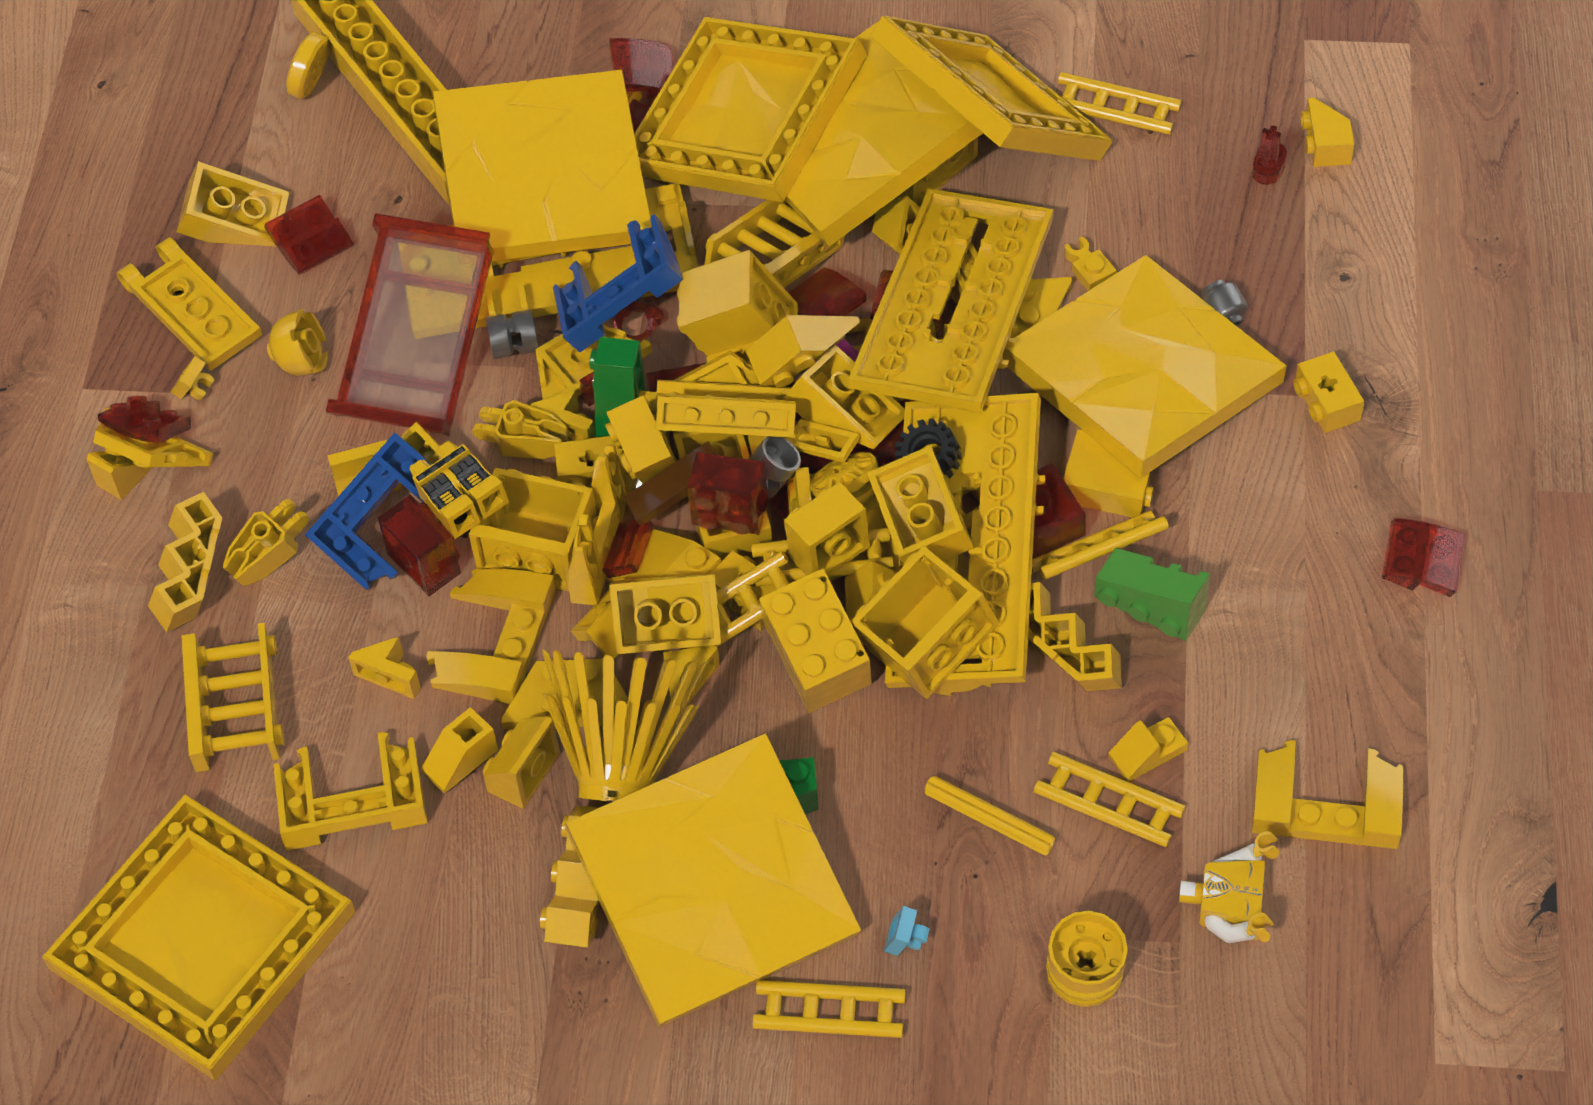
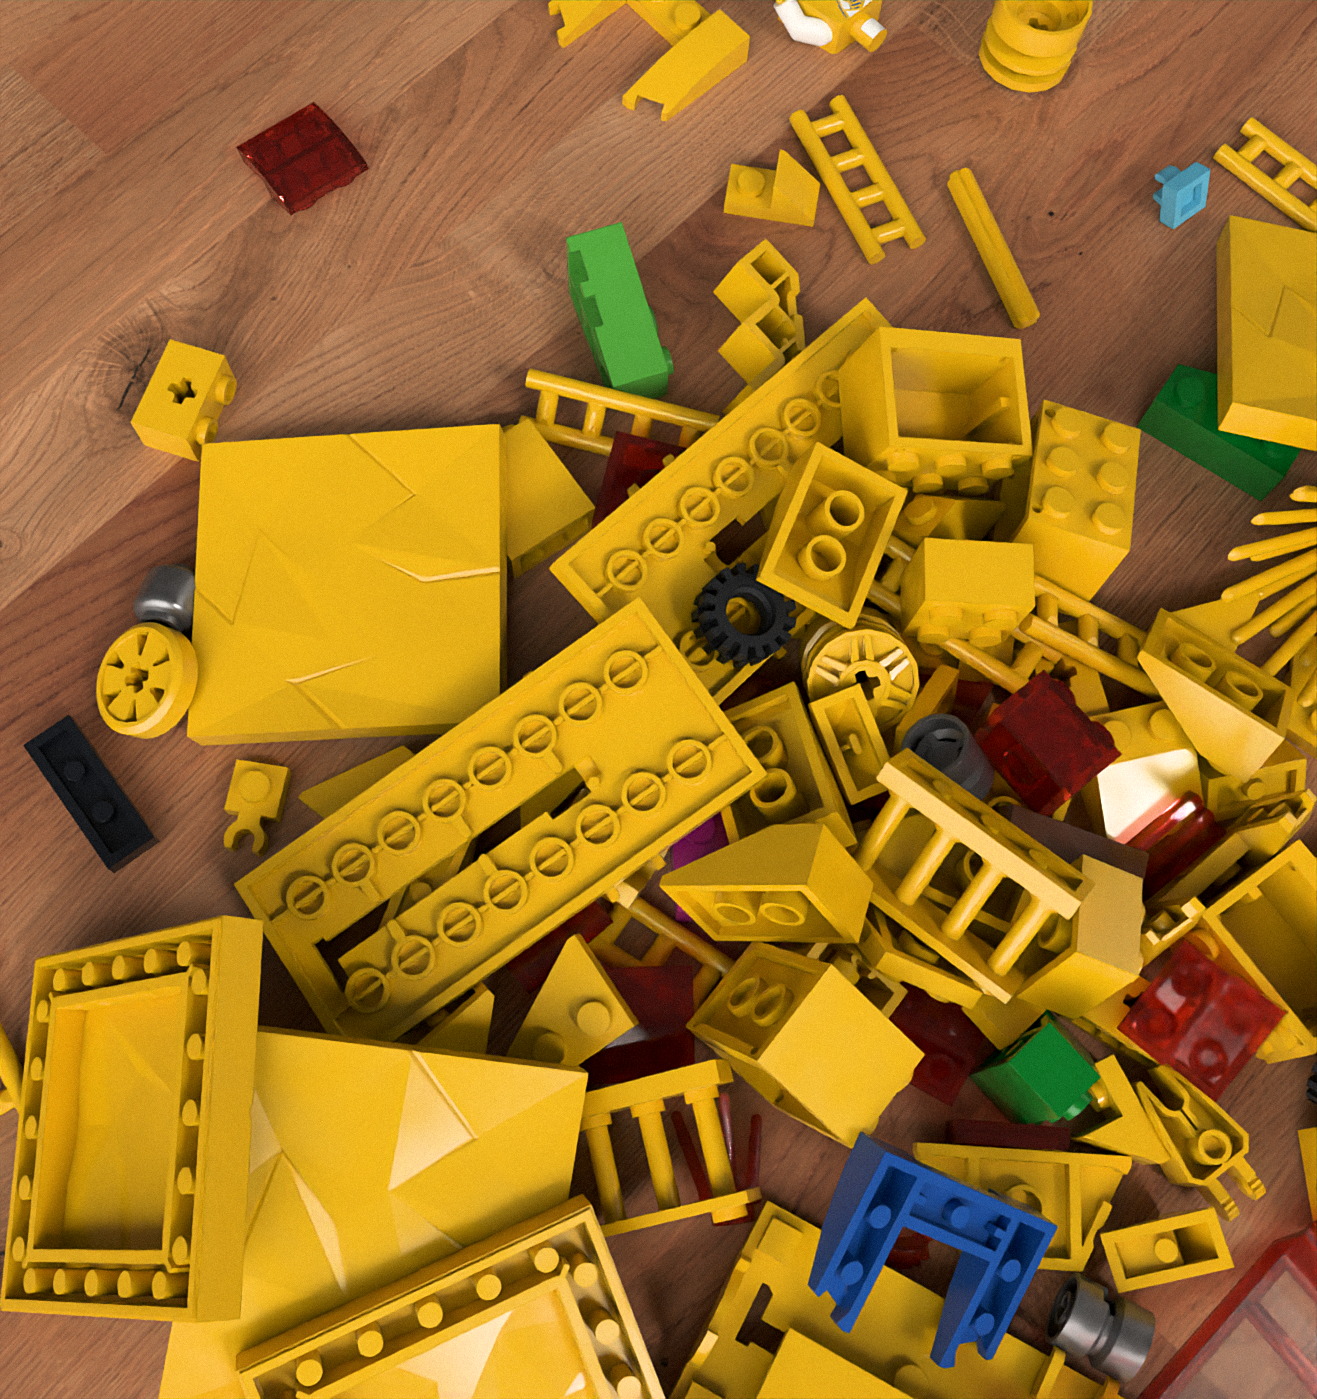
camera: 150 degrees left, 15 degrees up
(505, 375) = (1166, 1249): none -> yellow slope
(557, 457) = (1202, 1020): none -> clear red slope
(852, 268) = (573, 1012): none -> yellow wing
(1165, 212) = (91, 794): none -> black plate
(1191, 261) = (146, 680): none -> yellow wheel

